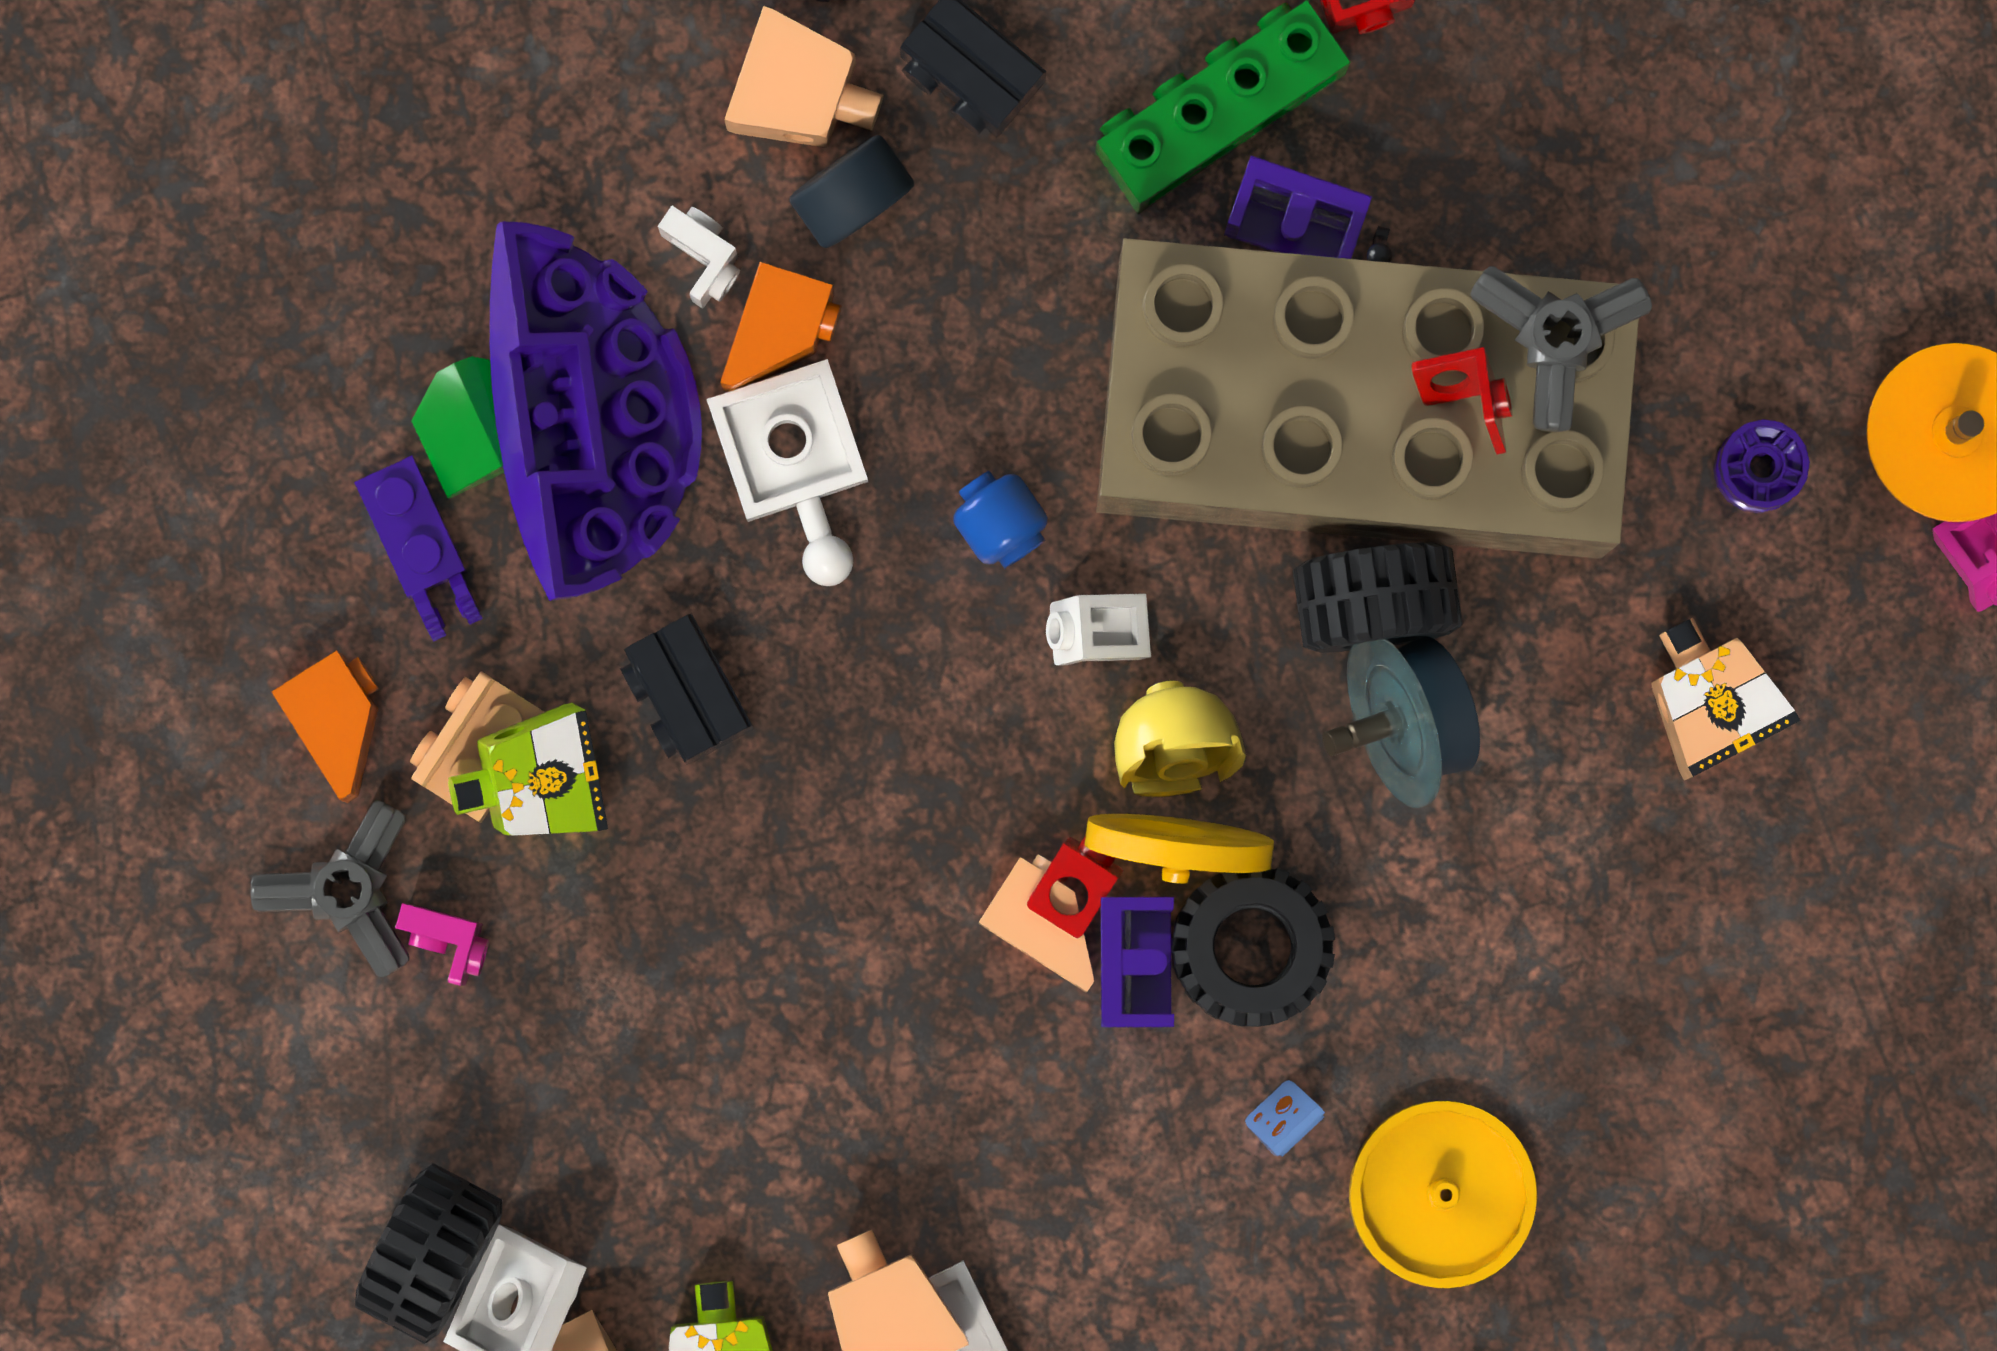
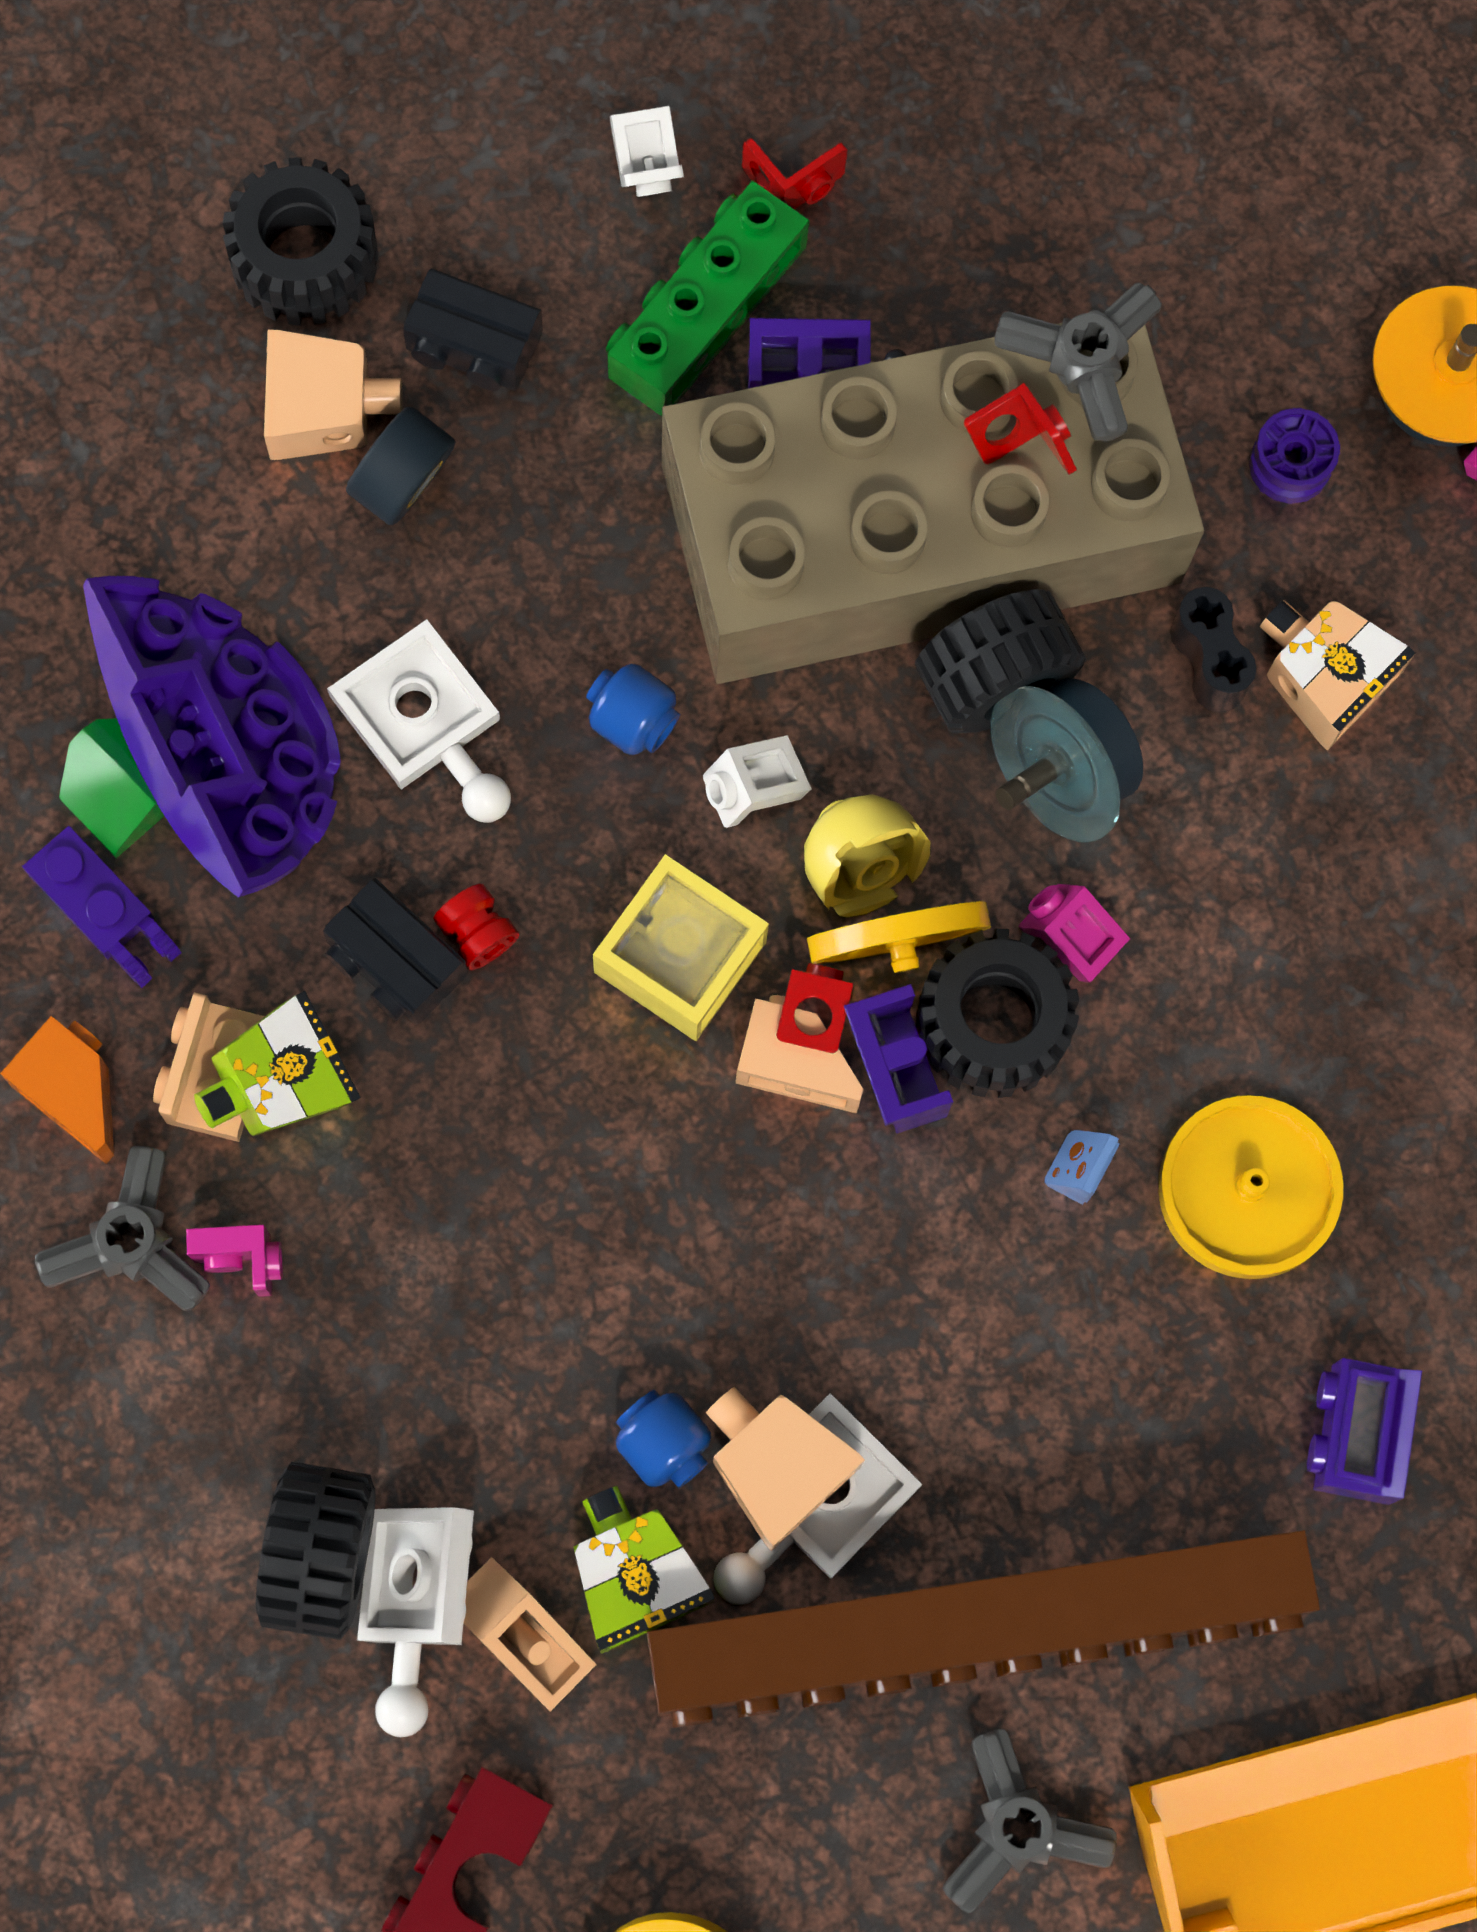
camera: 20 degrees left, 10 degrees down
(699, 238) = (278, 555): white bracket -> none
(775, 689) = (478, 930): none -> red wheel
(779, 325) = (373, 602): orange slope -> none
(790, 1252) = (663, 1439): none -> blue head
(965, 779) = (680, 947): none -> piece
(1360, 883) = (1075, 928): none -> dark pink bracket
(1602, 644) = (1213, 649): none -> black axle

